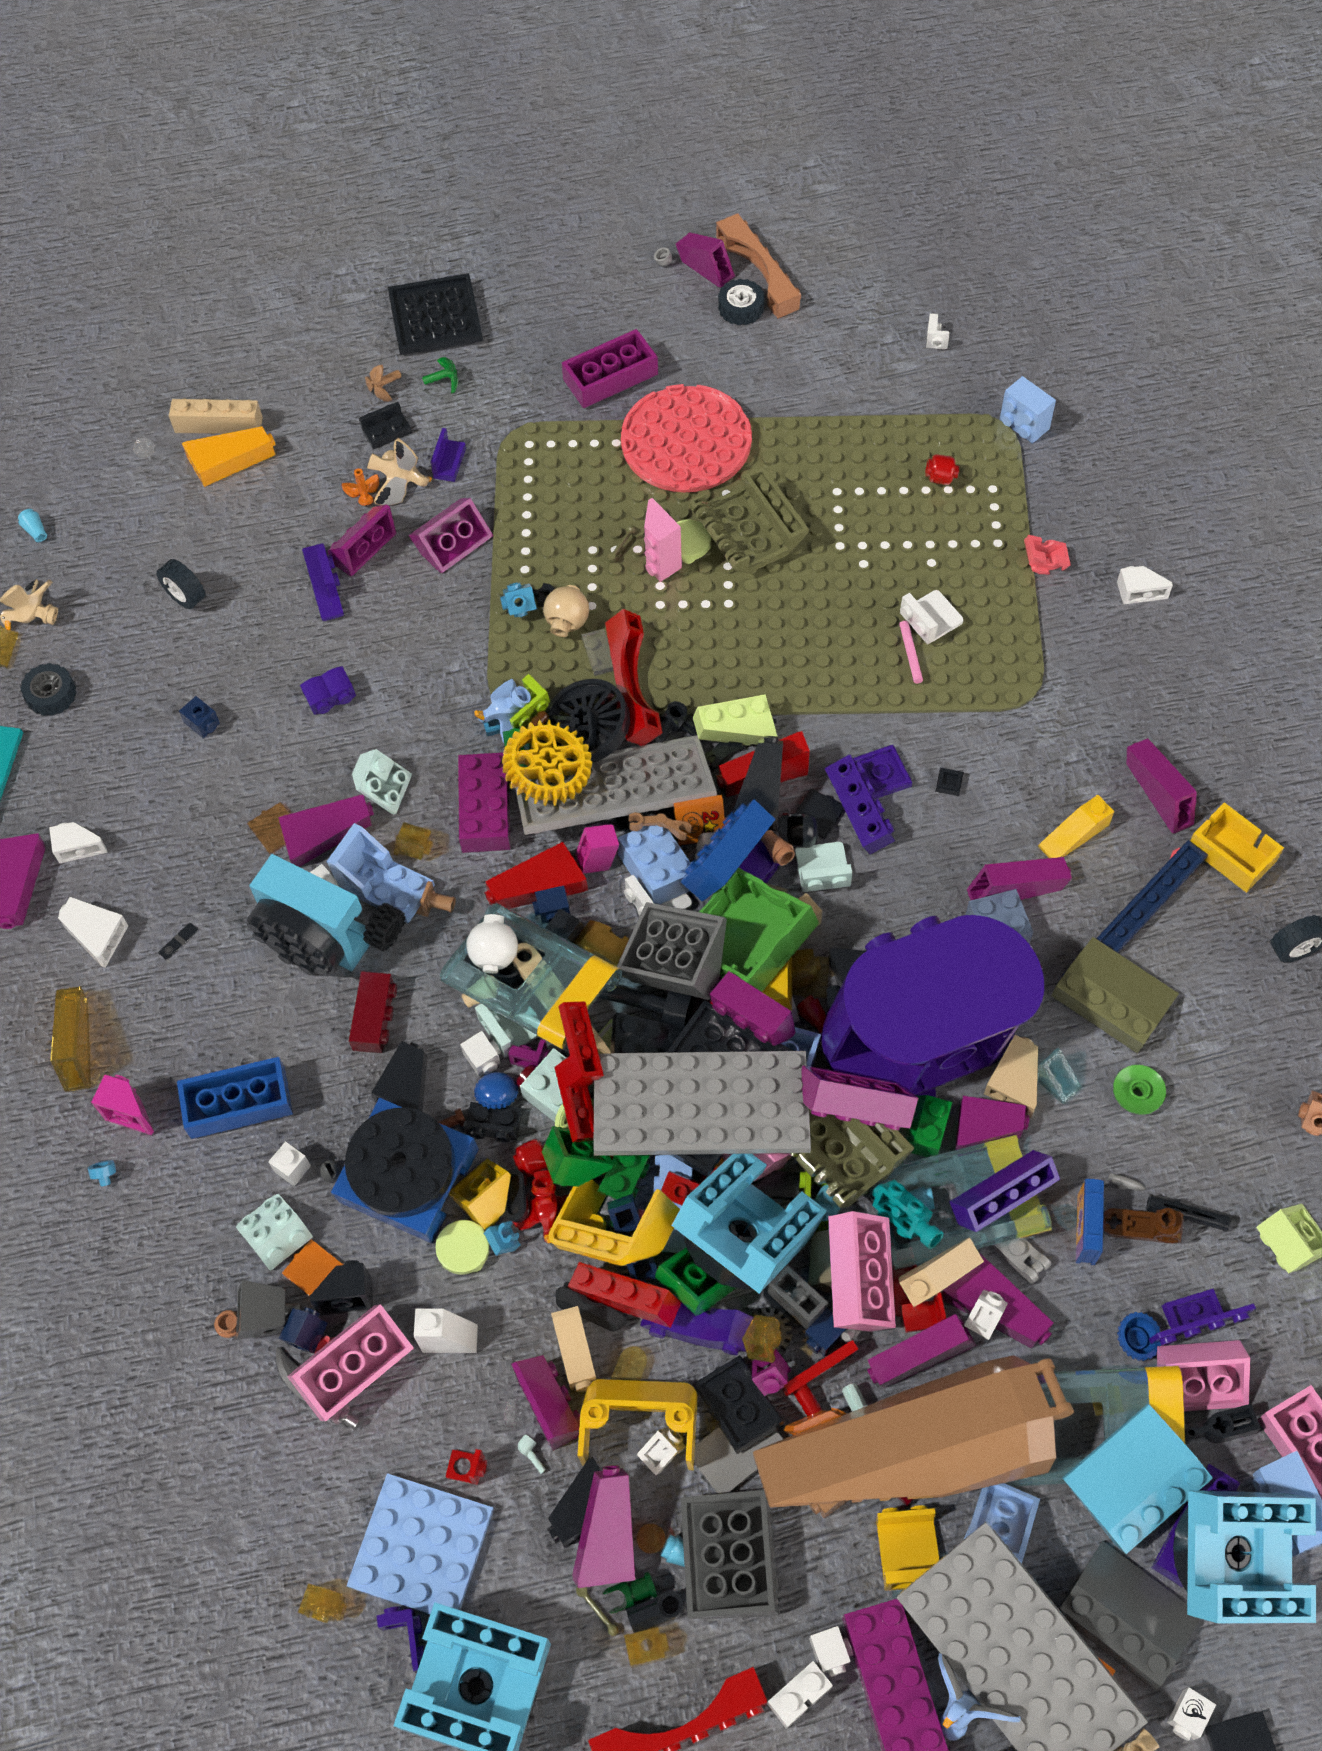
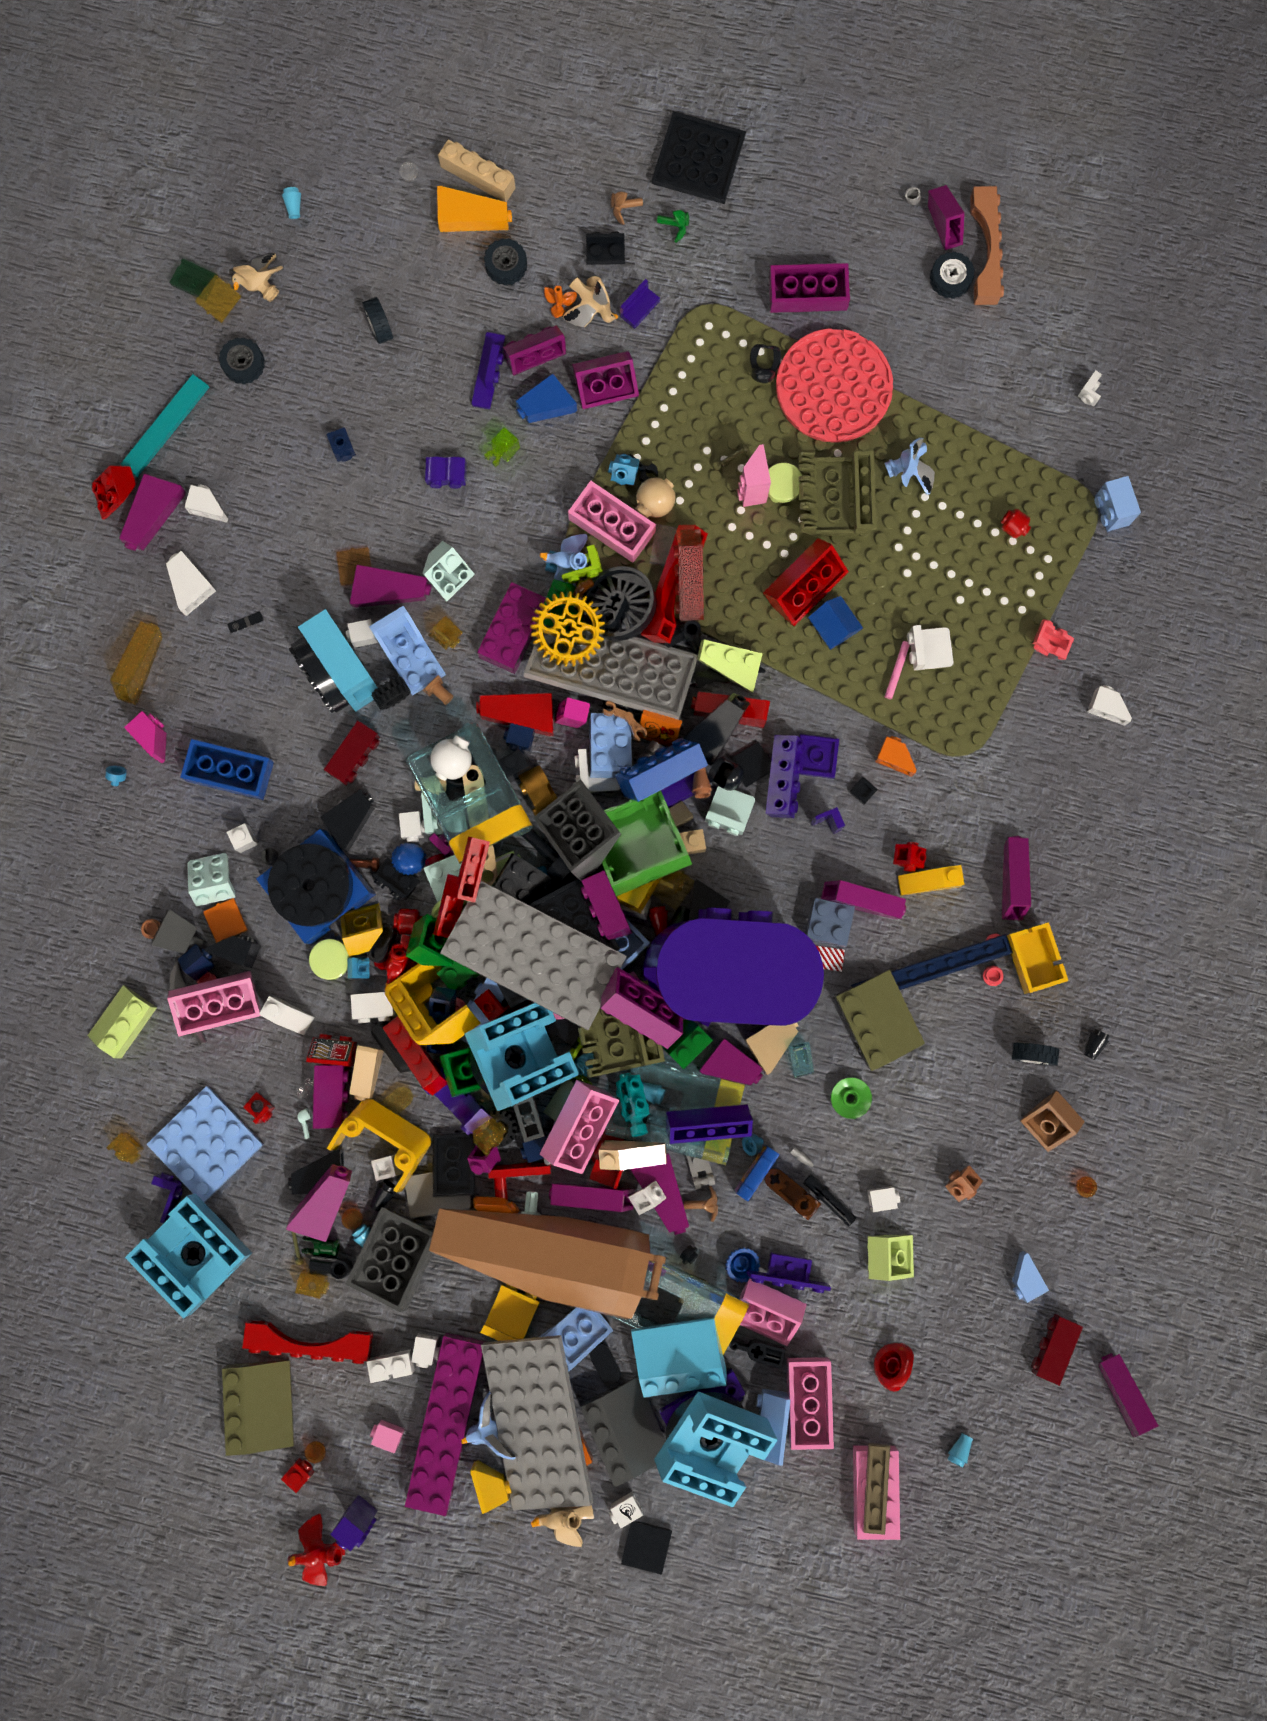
camera: 25 degrees right, 20 degrees up
(243, 1452) = (121, 1022): none -> yellowish green slope
(288, 480) = (497, 254): none -> black wheel
(378, 639) = (503, 446): none -> clear neon green brick
(400, 580) = (545, 401): none -> blue slope
(522, 1344) = (331, 1051): none -> slope
(533, 649) = (611, 521): none -> bright pink brick
(542, 1272) = (371, 1006): none -> white brick
(607, 457) = (764, 375): none -> black piece
(646, 656) = (690, 575): none -> clear red wedge
(672, 1488) = (382, 1194): none -> black cone
(767, 614) = (806, 581): none -> red slope
(803, 466) = (910, 465): none -> light blue animal
(819, 639) = (835, 622): none -> blue slope
(937, 817) = (833, 818): none -> dark purple panel
(963, 731) = (896, 756): none -> orange slope
(1040, 815) = (909, 856): none -> red brick
(1055, 1547) = (605, 1364): none -> black tile
(1059, 1287) = (709, 1205): none -> medium nougat plant
(1064, 1197) = (752, 1145): none -> dark azure tile
(1072, 1359) = (689, 1255): none -> black plate
(1202, 891) = (993, 976): none -> coral plate
(1244, 1178) = (883, 1198): none -> white brick

